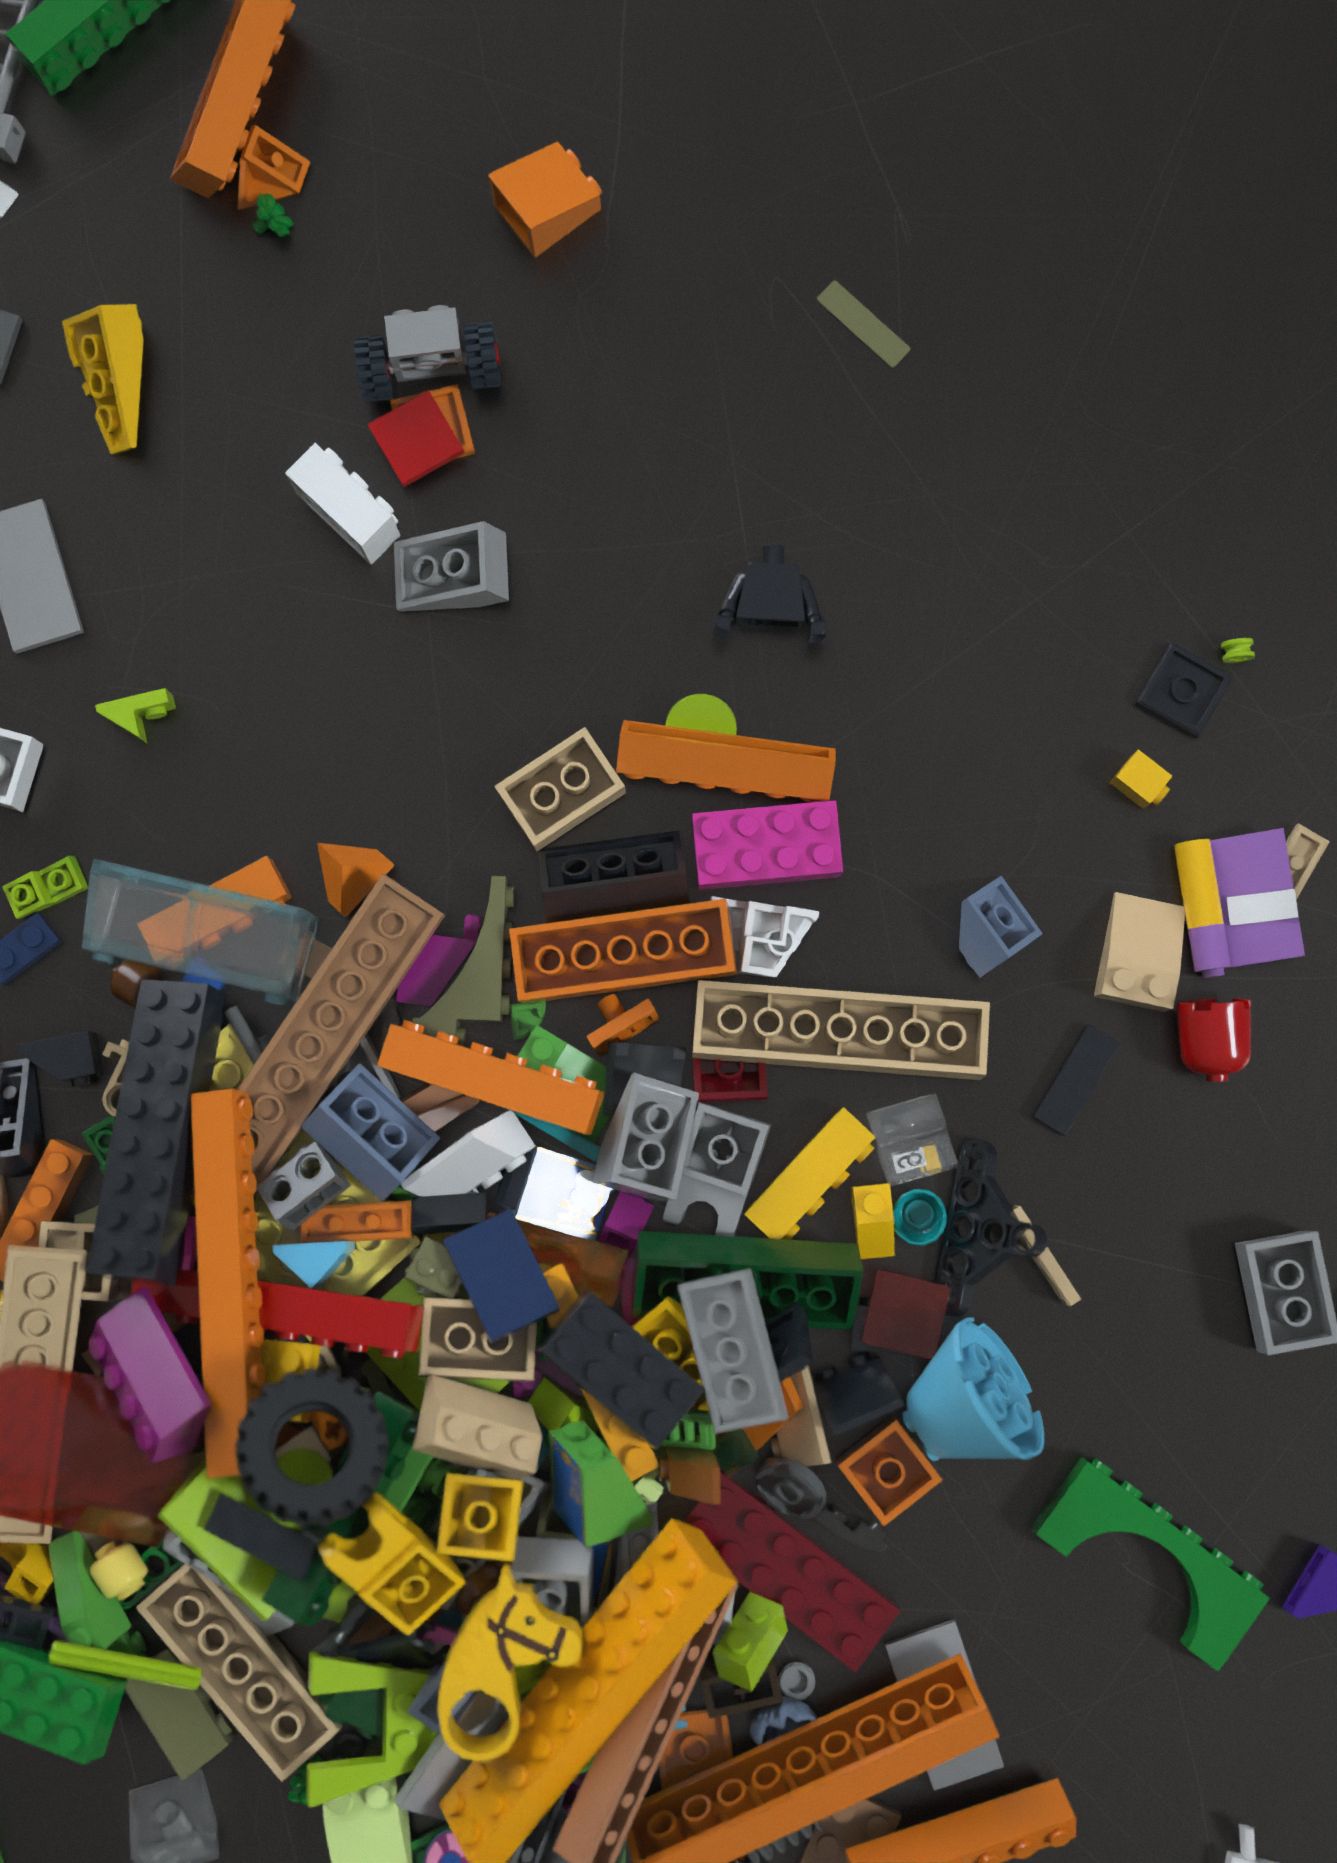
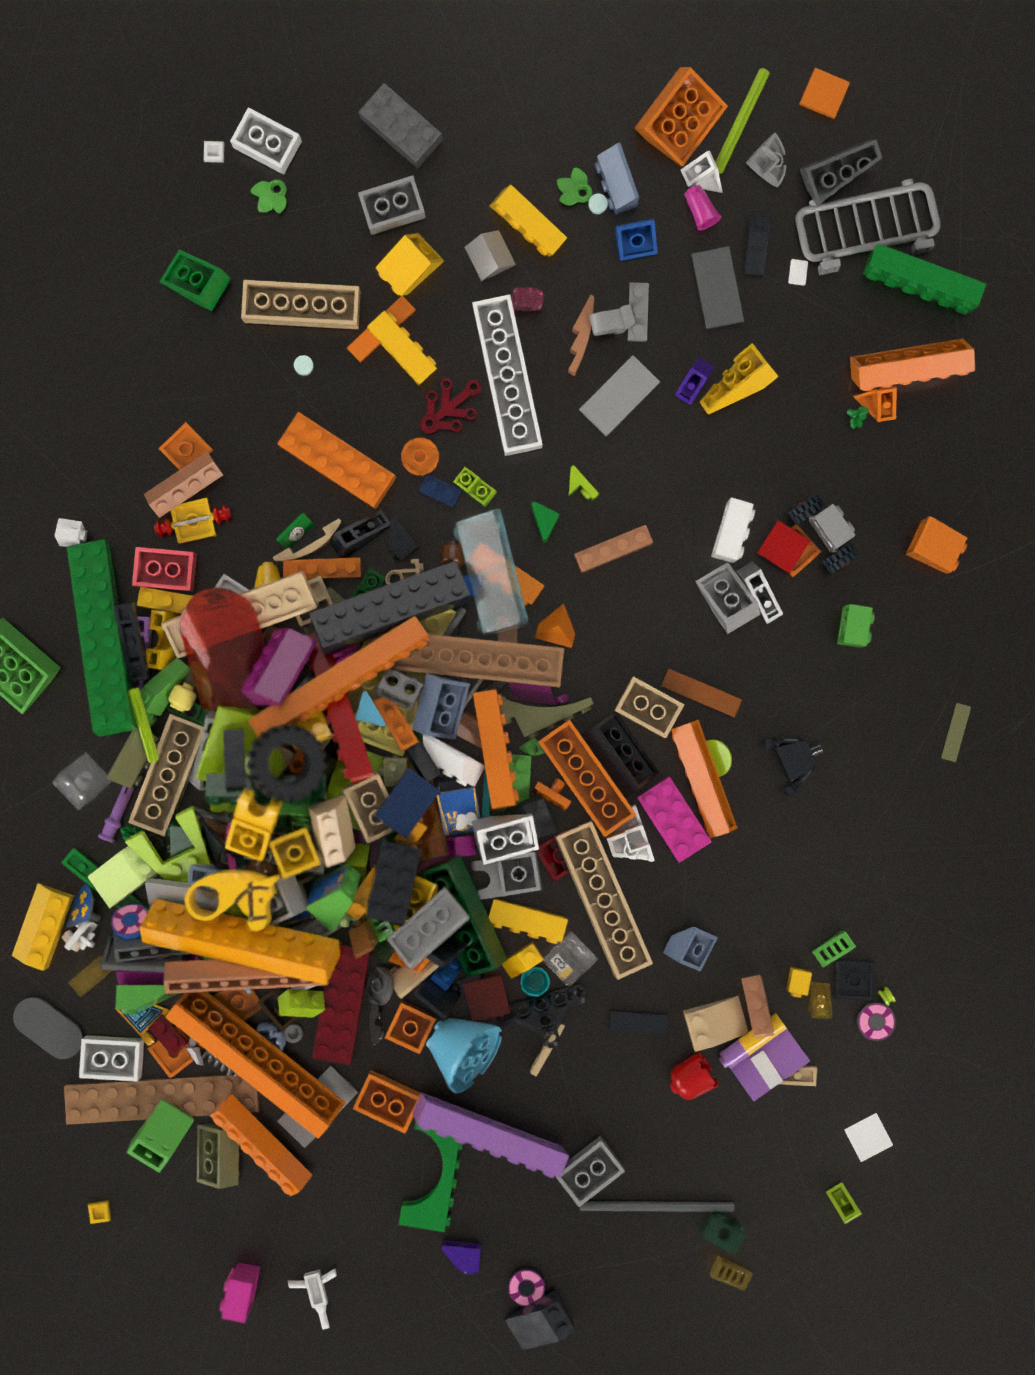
camera: 60 degrees right, 5 degrees up
(70, 442) = (694, 380): none -> dark purple slope
(157, 797) = (545, 520): none -> green slope
(269, 713) = (613, 549): none -> nougat brick
(271, 1804) = (113, 822): none -> medium lavender pin
(448, 509) = (758, 586): none -> slope
(583, 692) = (701, 693): none -> dark orange slope
(604, 387) = (855, 625): none -> bright green brick
(829, 1360) = (445, 976): none -> blue plate
(996, 1578) = (387, 1101): none -> orange brick
(1126, 679) = (837, 954): none -> bright green slope
(1142, 1432) = (490, 1135): none -> medium lavender brick
(1150, 865) = (758, 1007): none -> nougat brick
(1191, 760) = (820, 1000): none -> clear yellow slope
(1270, 689) = (876, 1021): none -> tile

